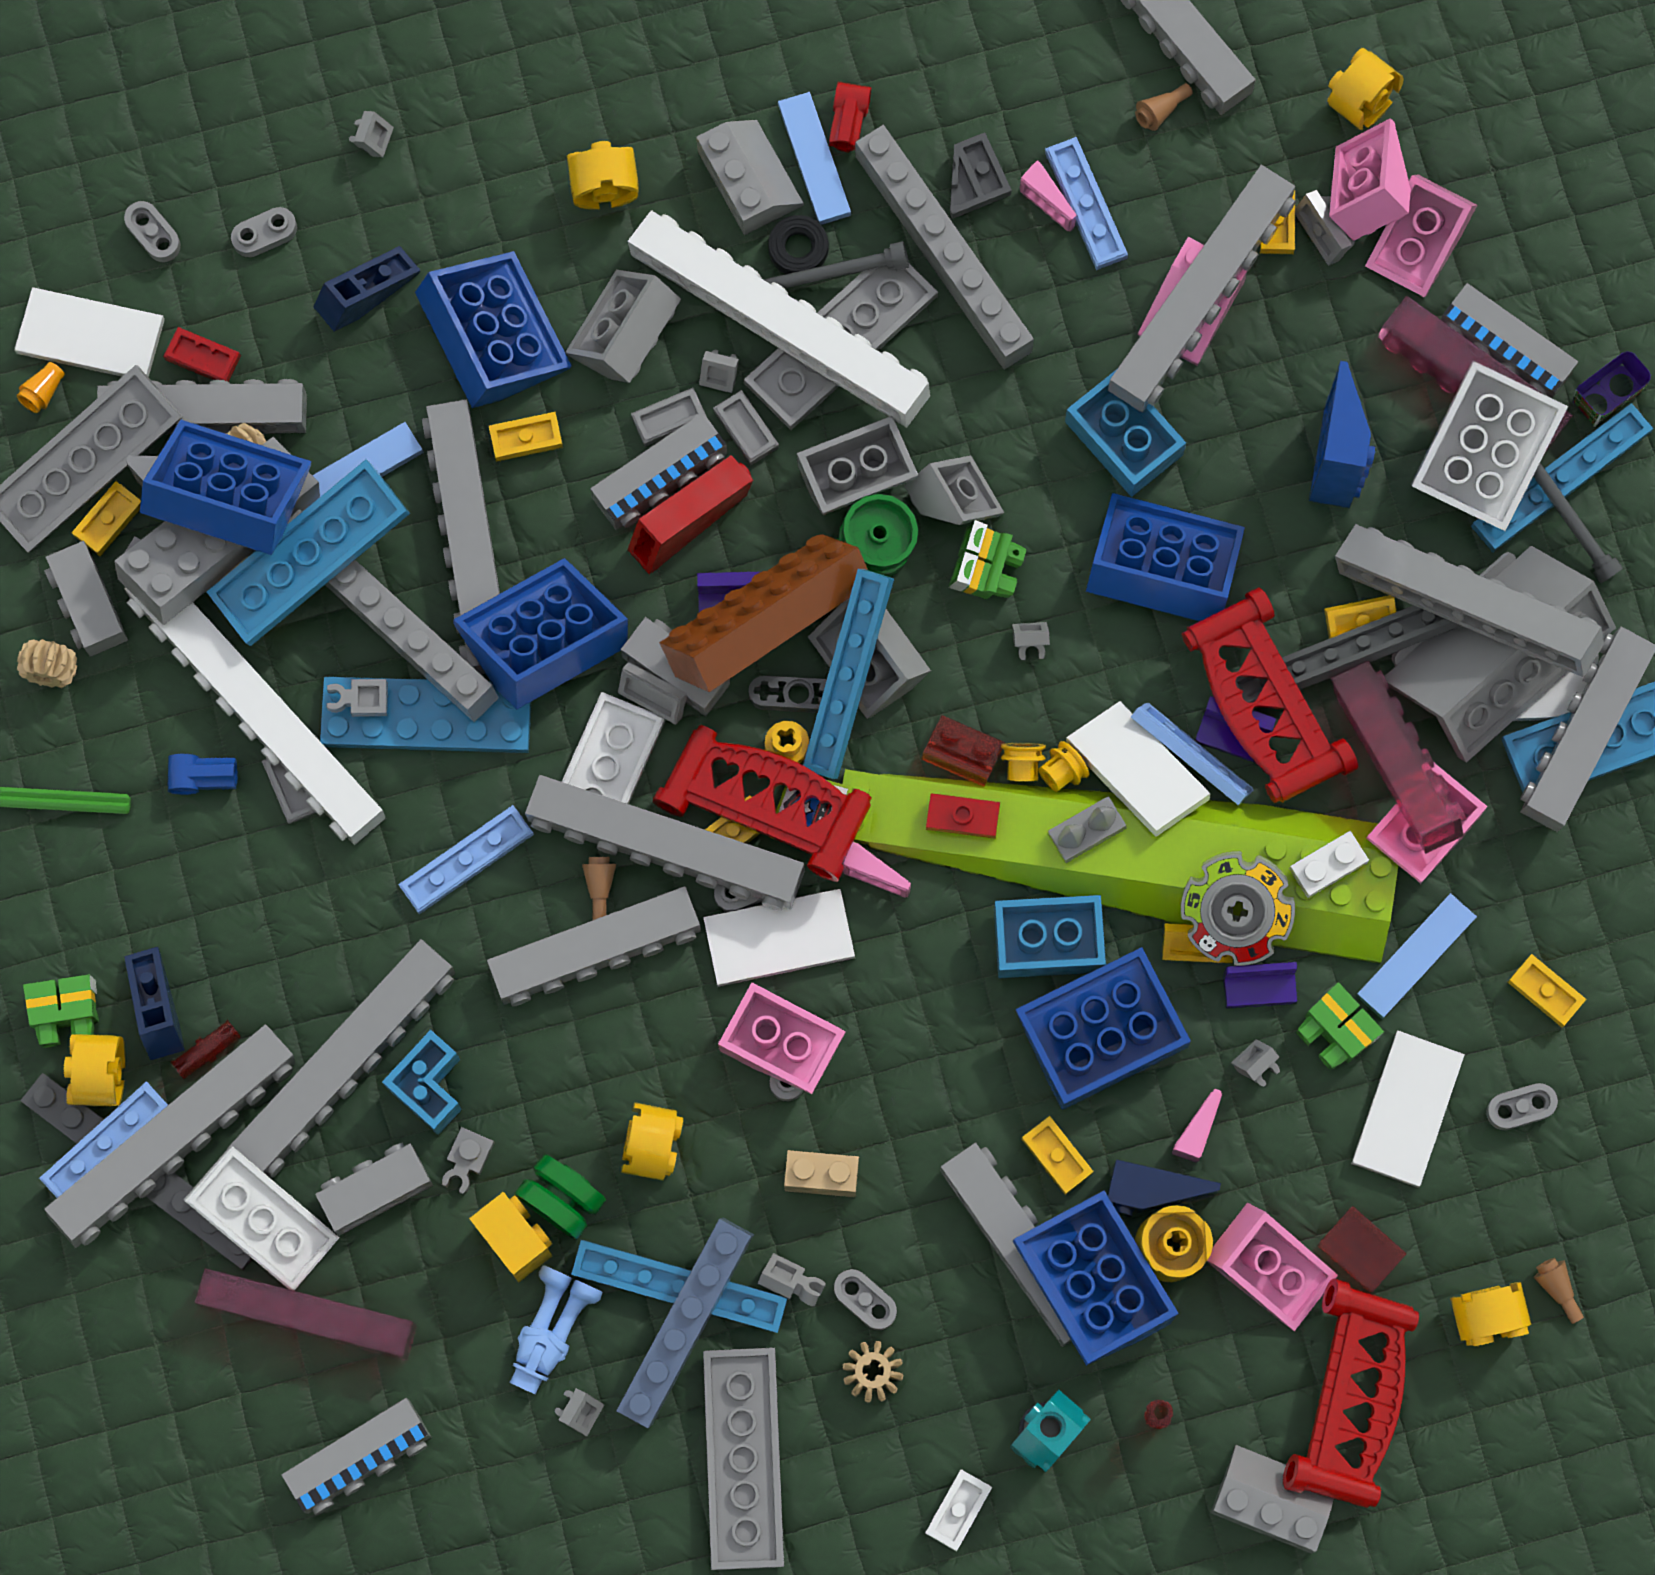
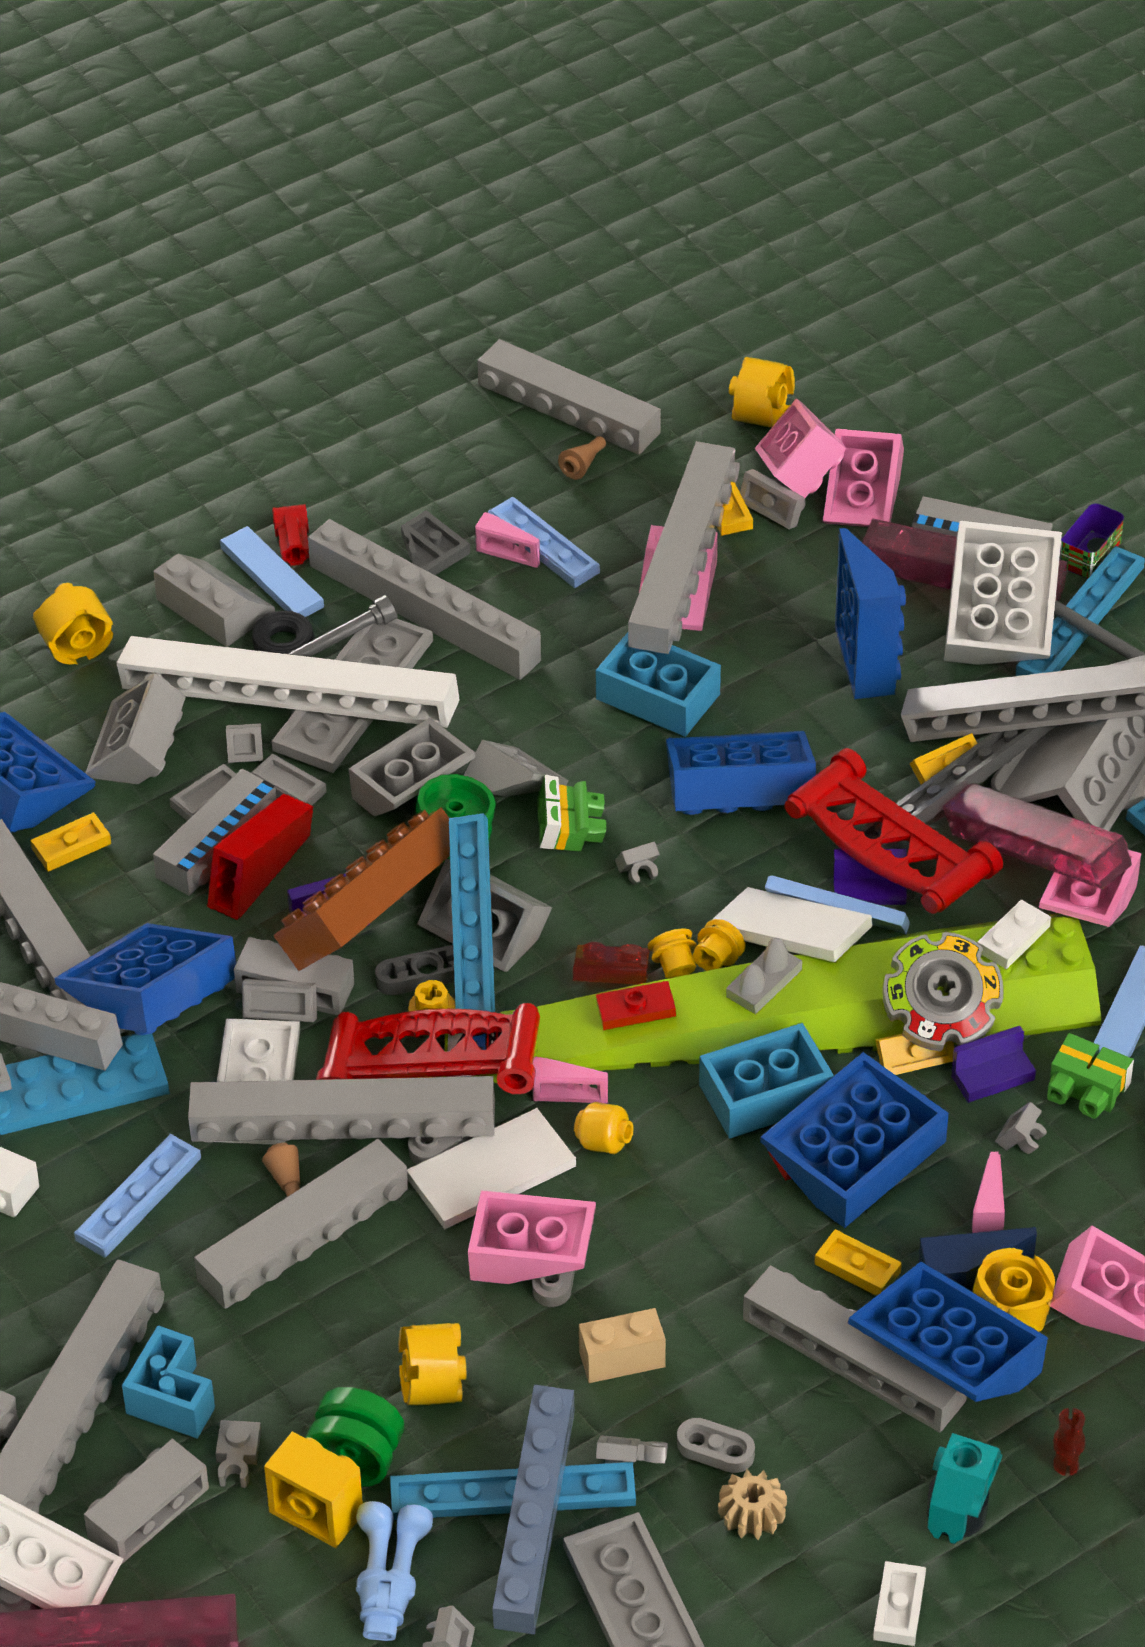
camera: 20 degrees left, 30 degrees down
(889, 934) = (603, 1128): none -> yellow head

